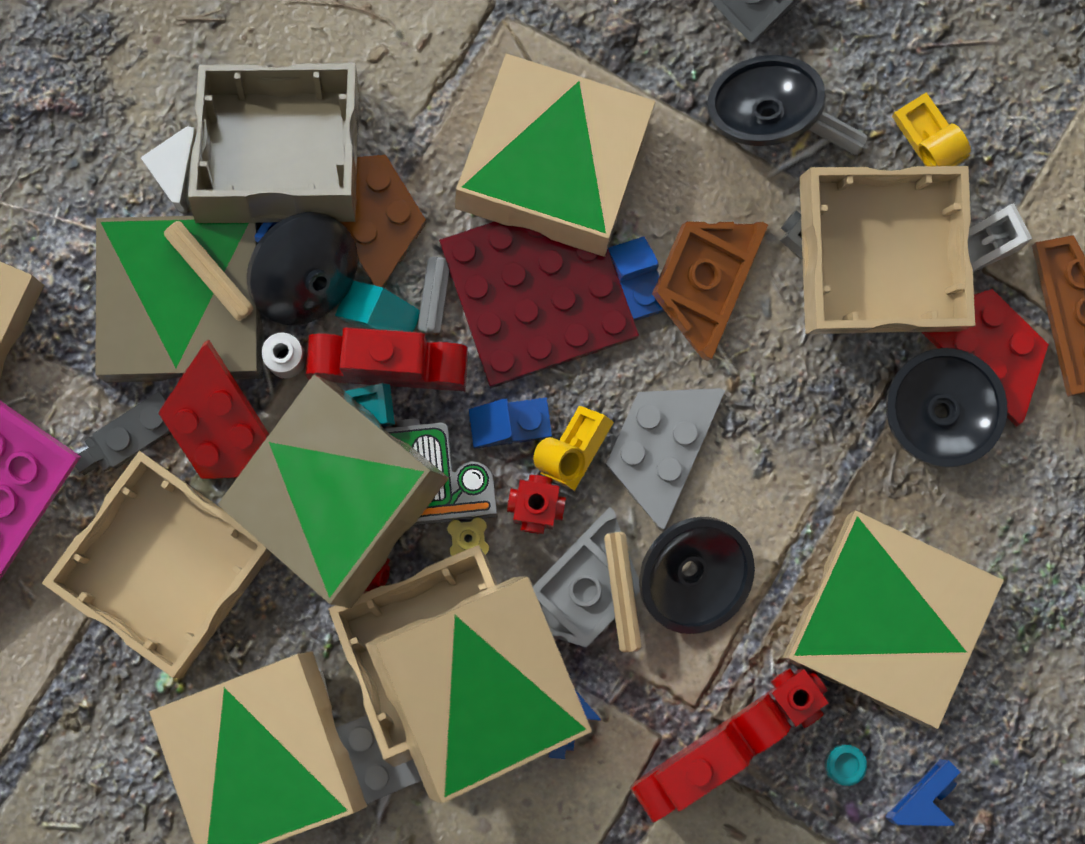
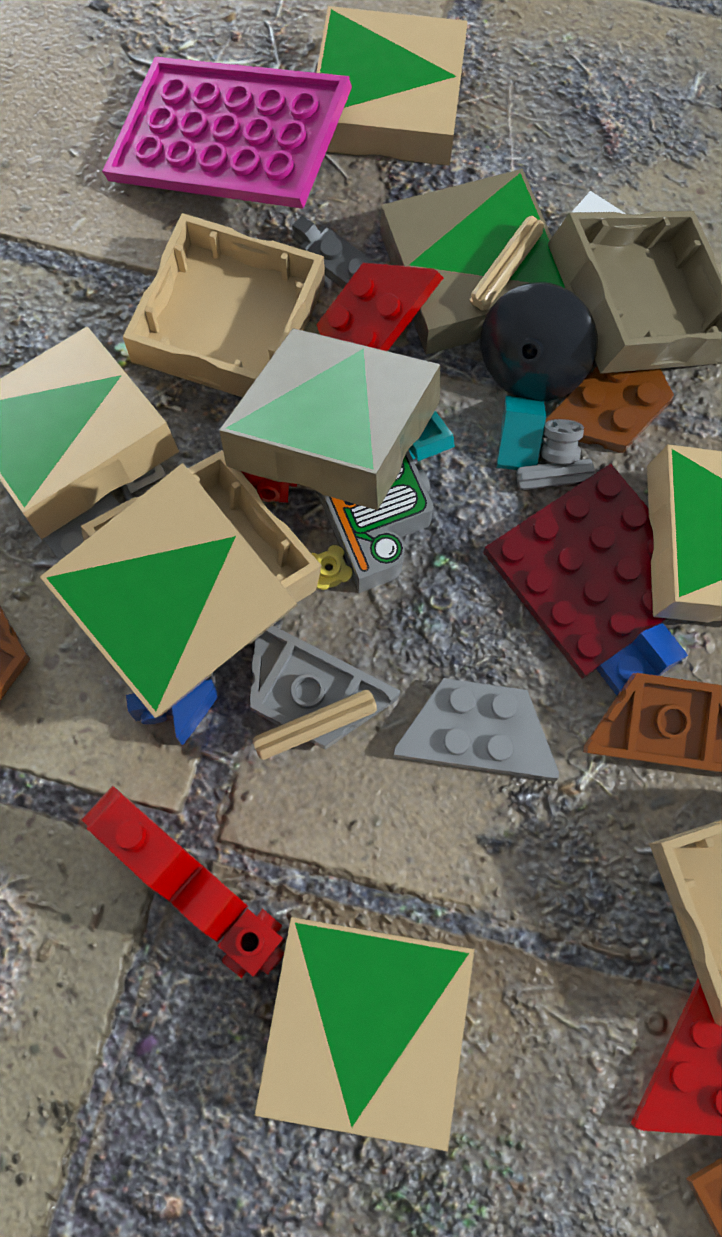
camera: 75 degrees right, 10 degrees down
(292, 363) = (453, 353): white brick -> none
(387, 358) = (482, 445): red brick -> none
(406, 278) = (562, 441): none -> light grey wheel
(509, 422) = (455, 578): blue slope -> none
(536, 520) = (376, 631): red brick -> none
(571, 455) = (451, 644): yellow plate -> none
(712, 585) = (337, 814): black dish -> none
(845, 765) = (194, 1022): teal tile -> none
(917, 804) = (164, 1117): blue slope -> none
(967, 391) = (656, 1033): black dish -> none

